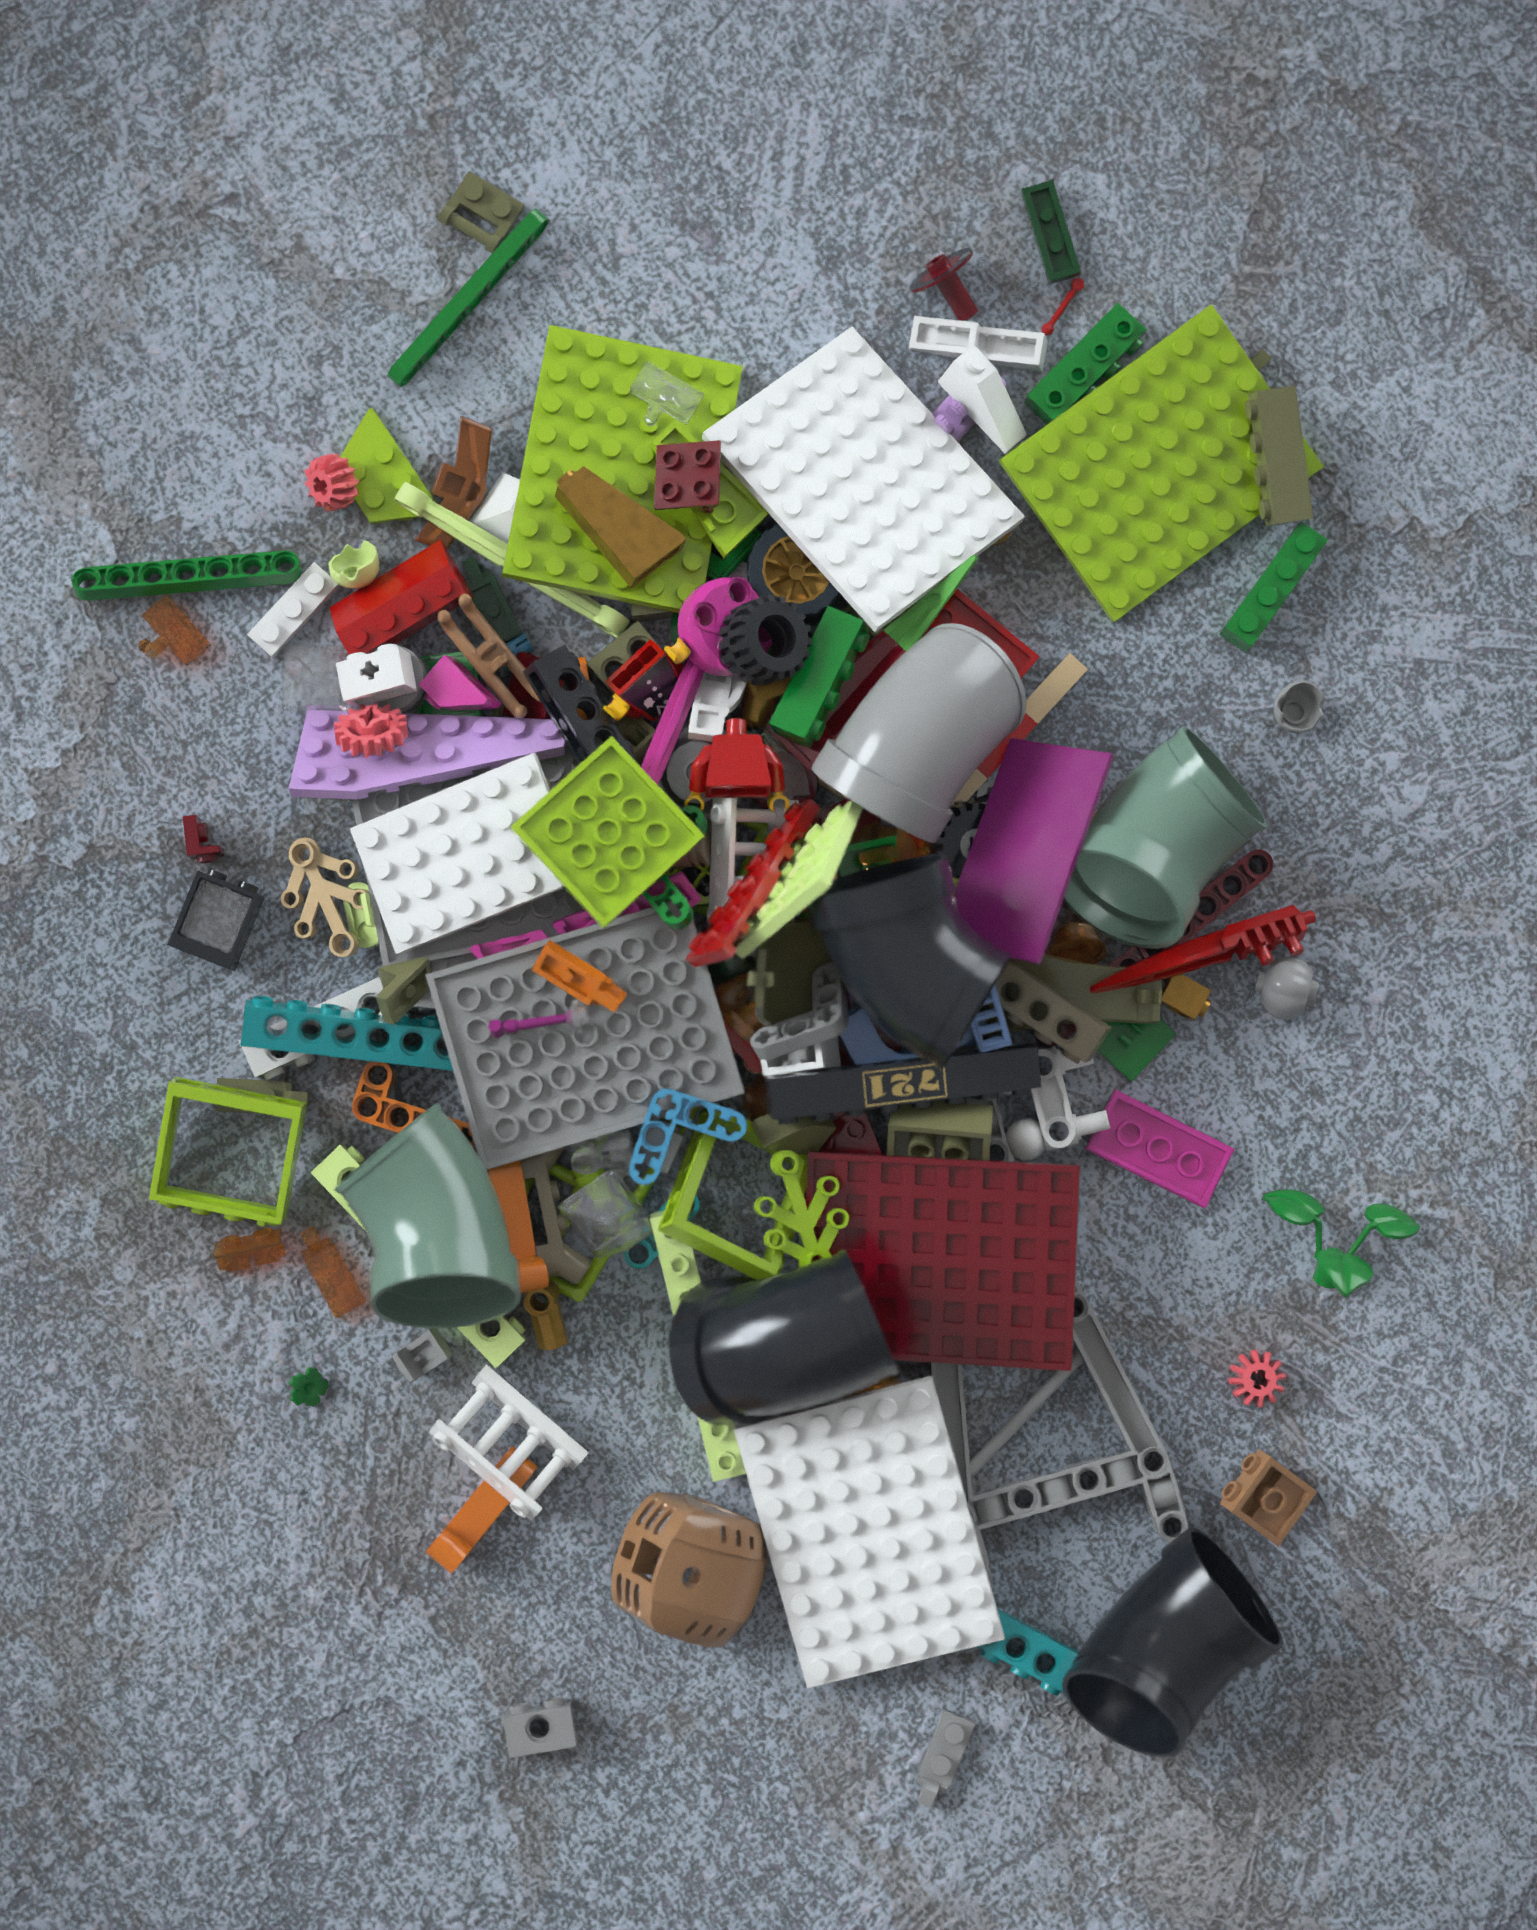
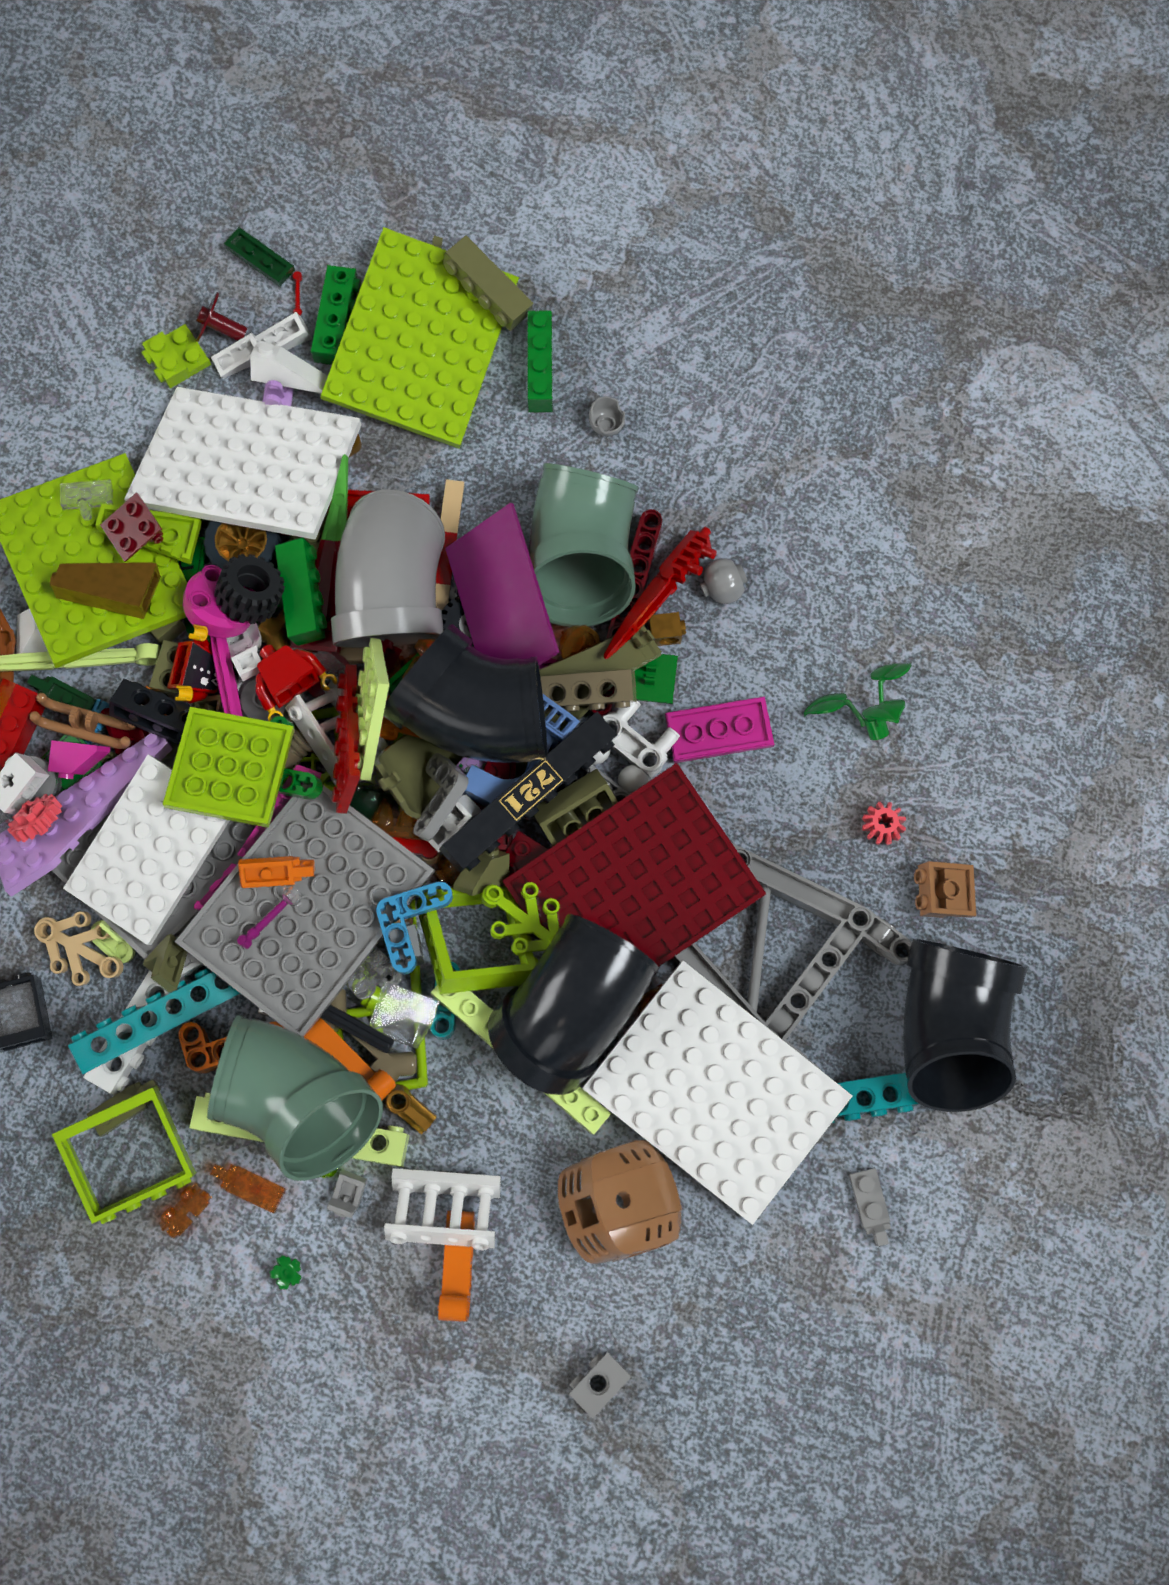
camera: 30 degrees left, 10 degrees down
(550, 1200) = (358, 1028): none -> black axle
(876, 286) = (175, 356): none -> lime plate

